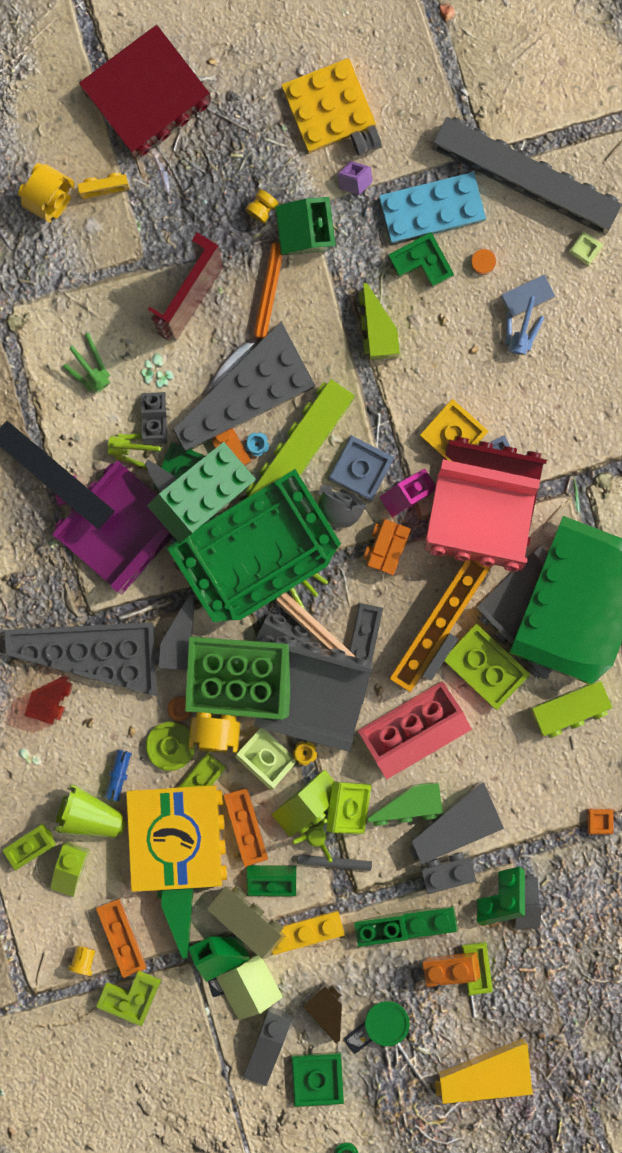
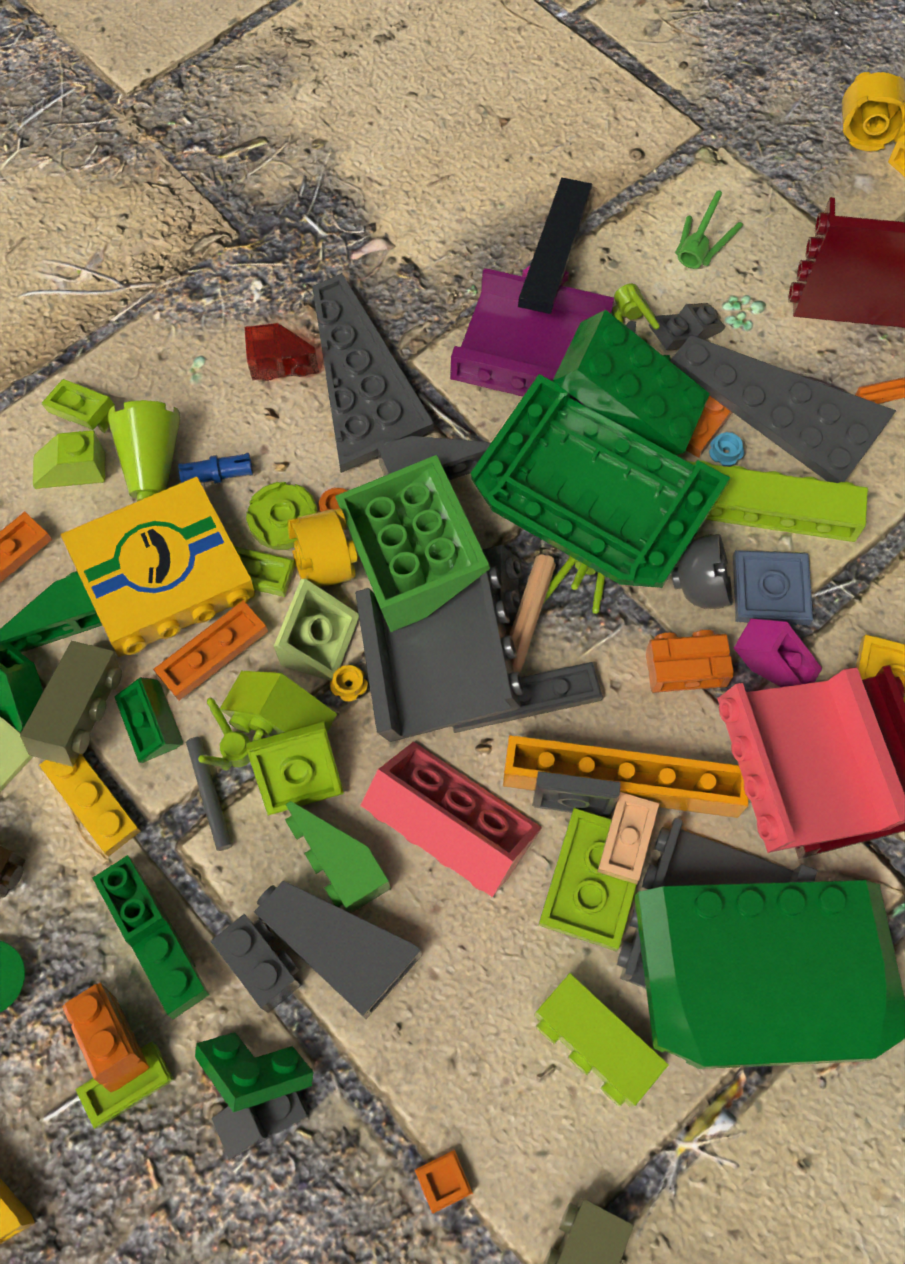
camera: 70 degrees right, 20 degrees down
(476, 639) = (628, 838): none -> light nougat plate

